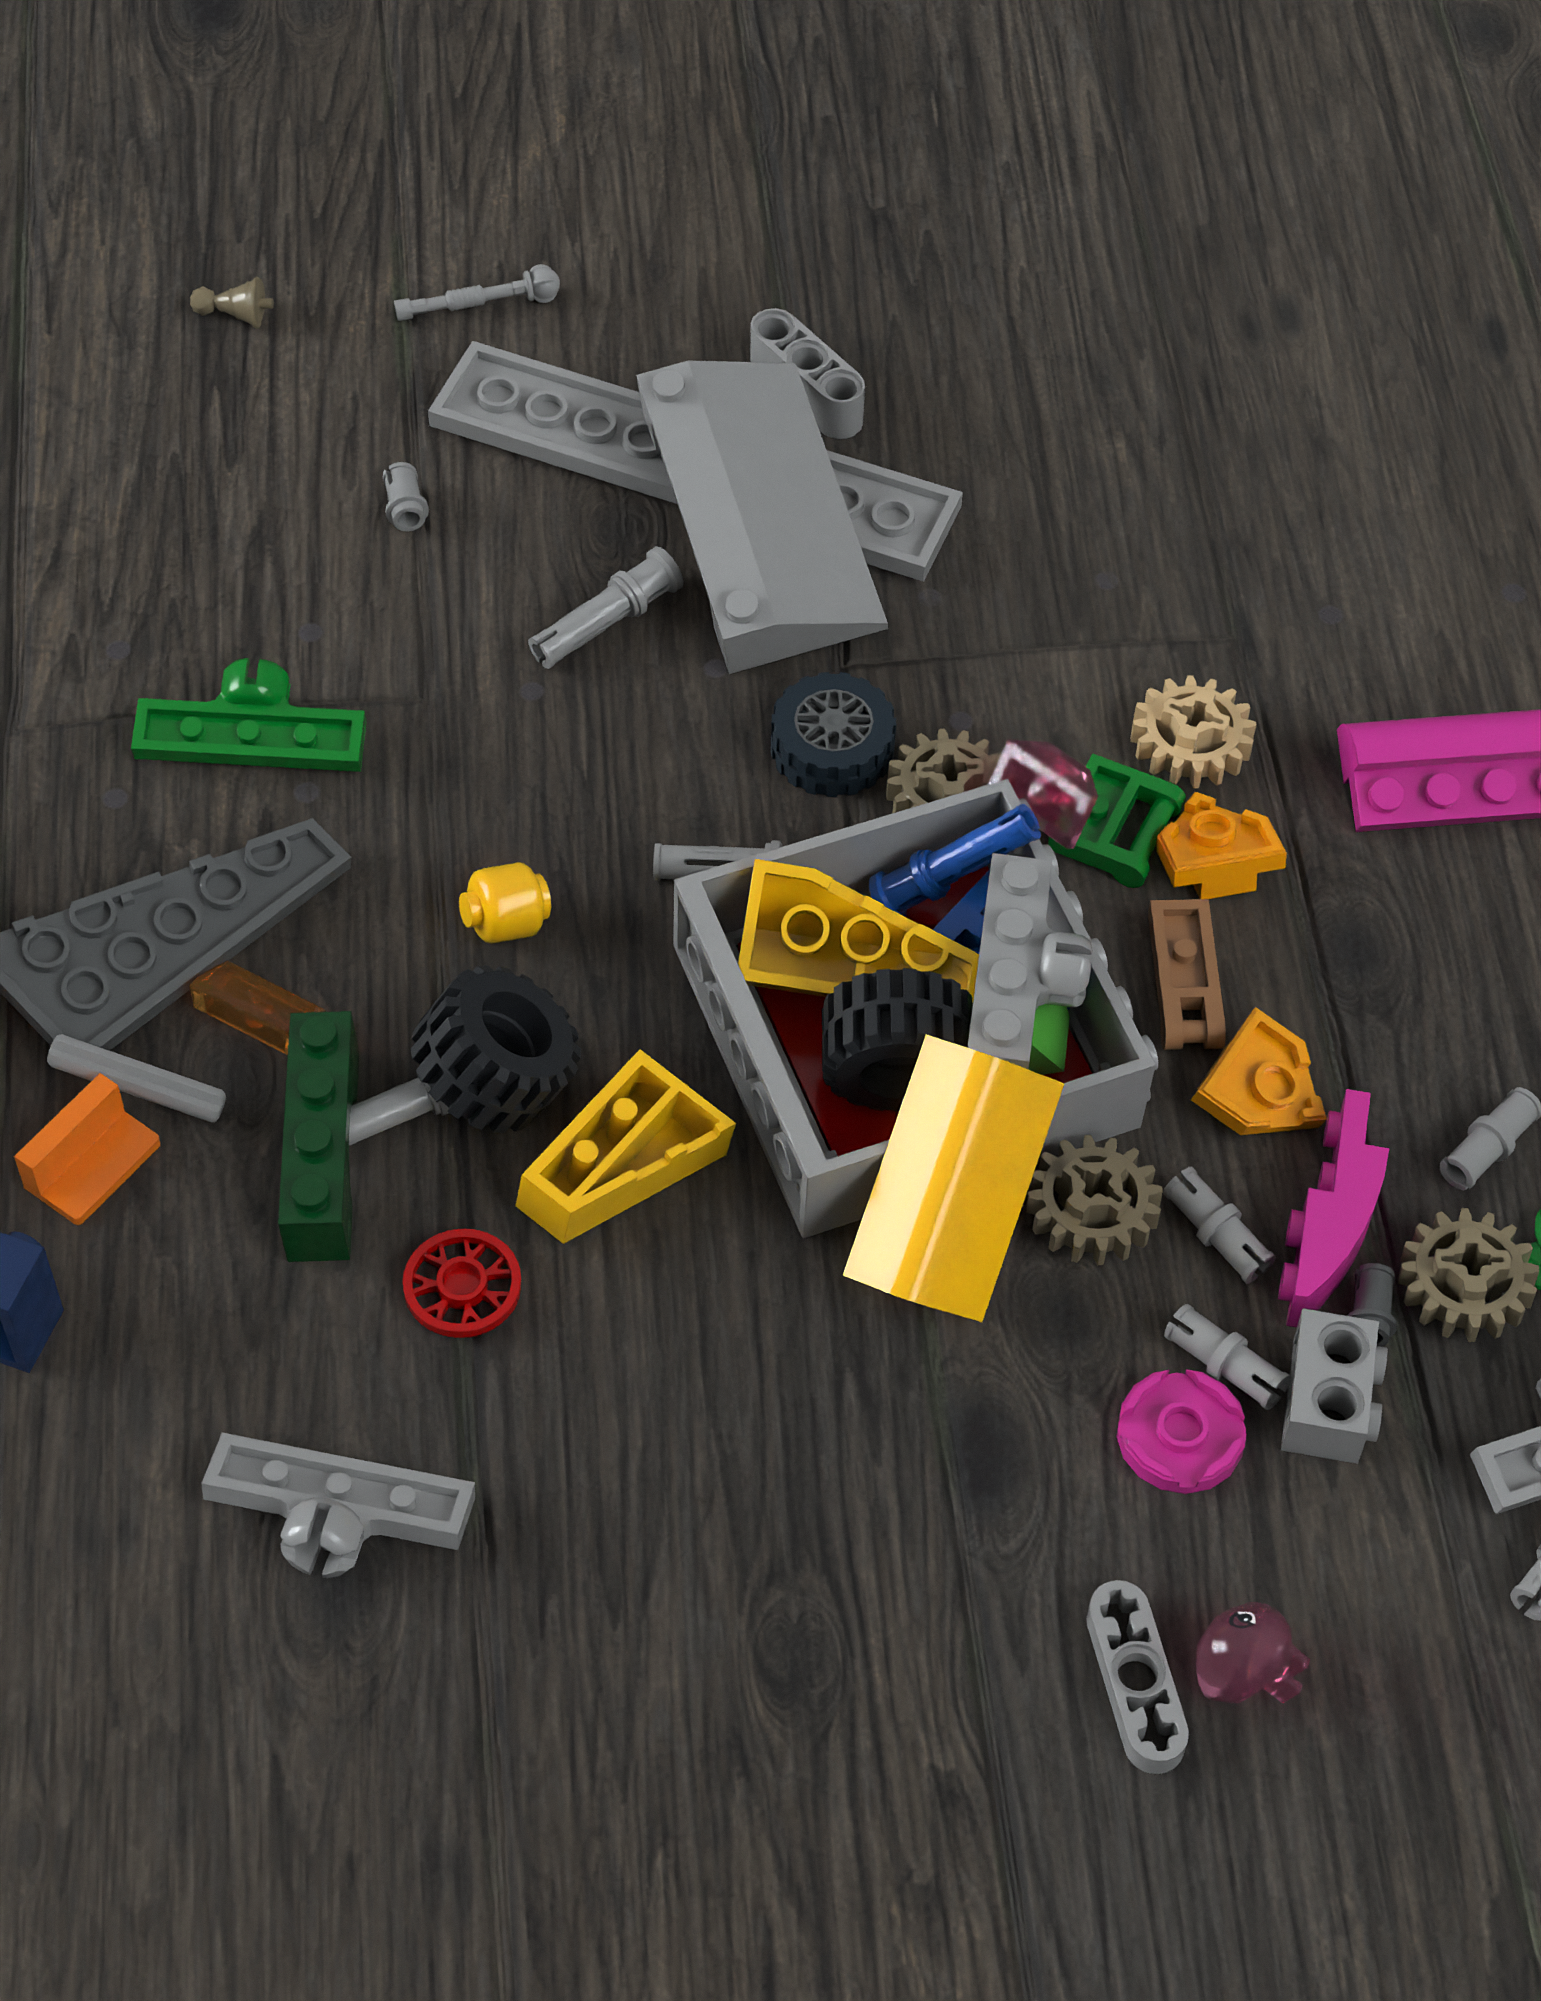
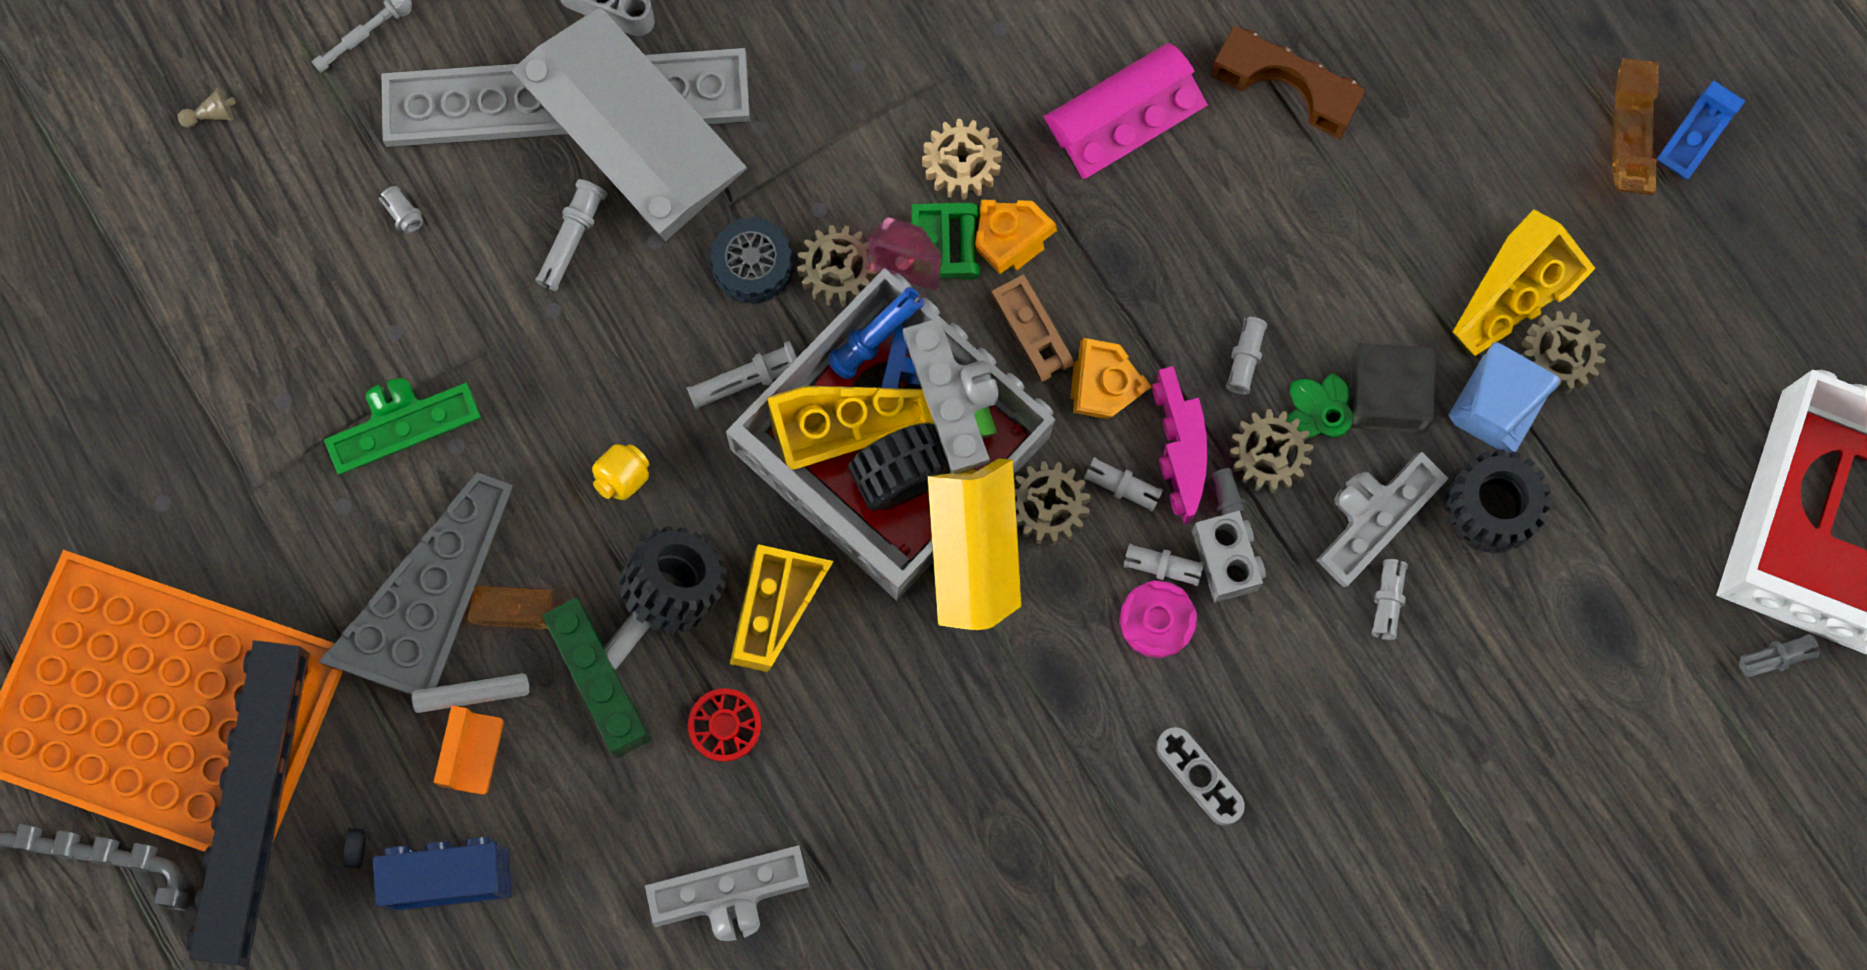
camera: 25 degrees left, 20 degrees up
(1249, 1652) = (1255, 740): clear pink piece -> none

